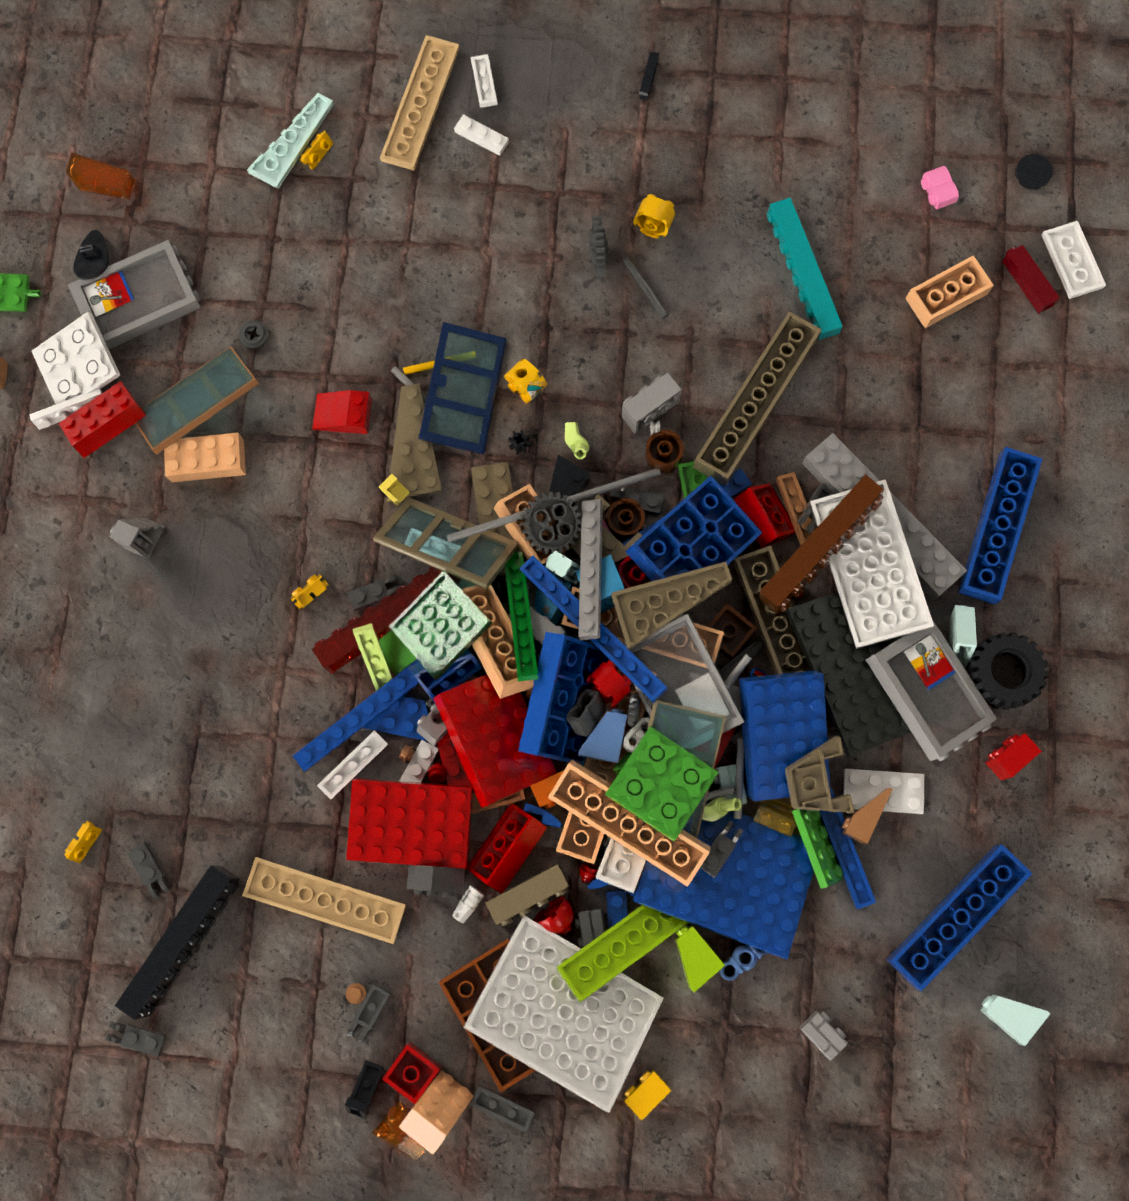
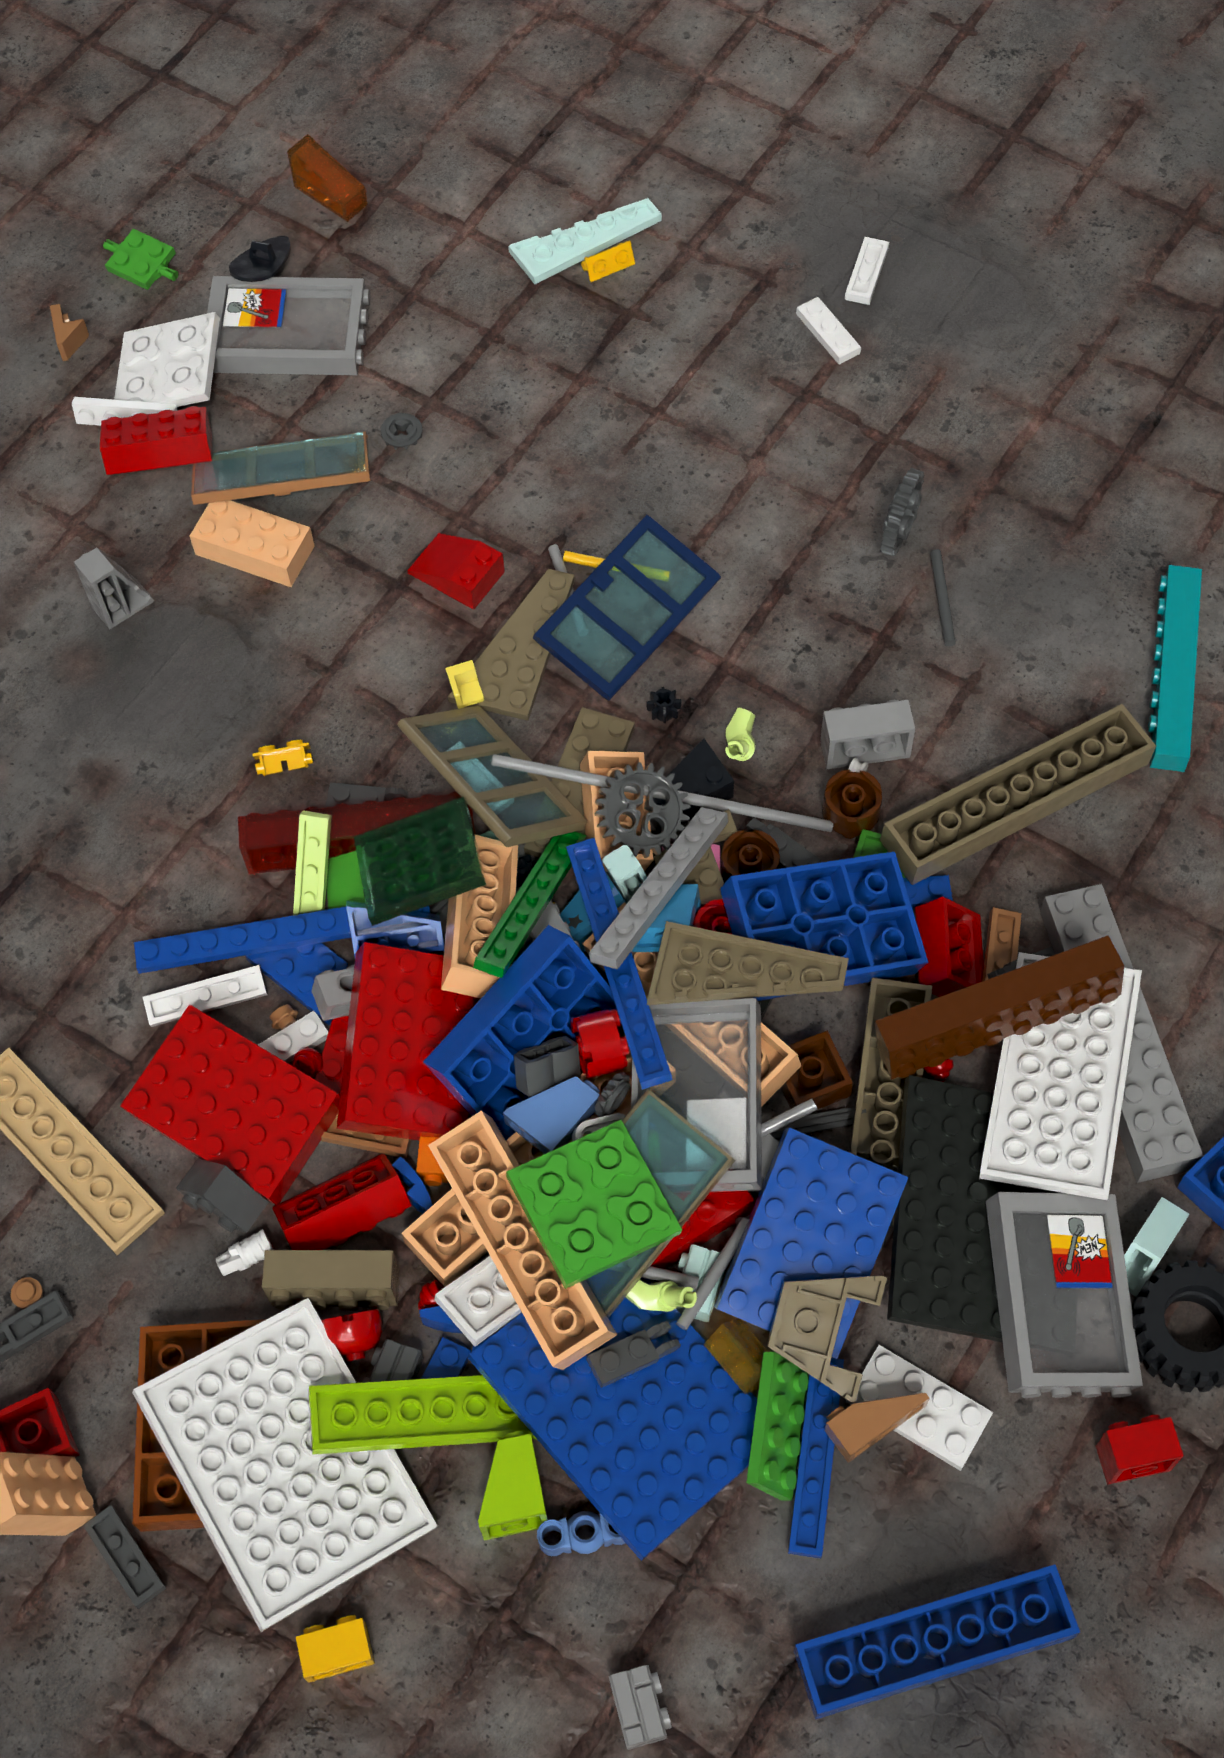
camera: 25 degrees right, 15 degrees down
(419, 103) = (769, 262): tan plate -> none
(525, 380) = (713, 631): yellow brick -> none
(649, 75) = (1088, 351): black beam -> none
(654, 216) = (1001, 514): yellow brick -> none

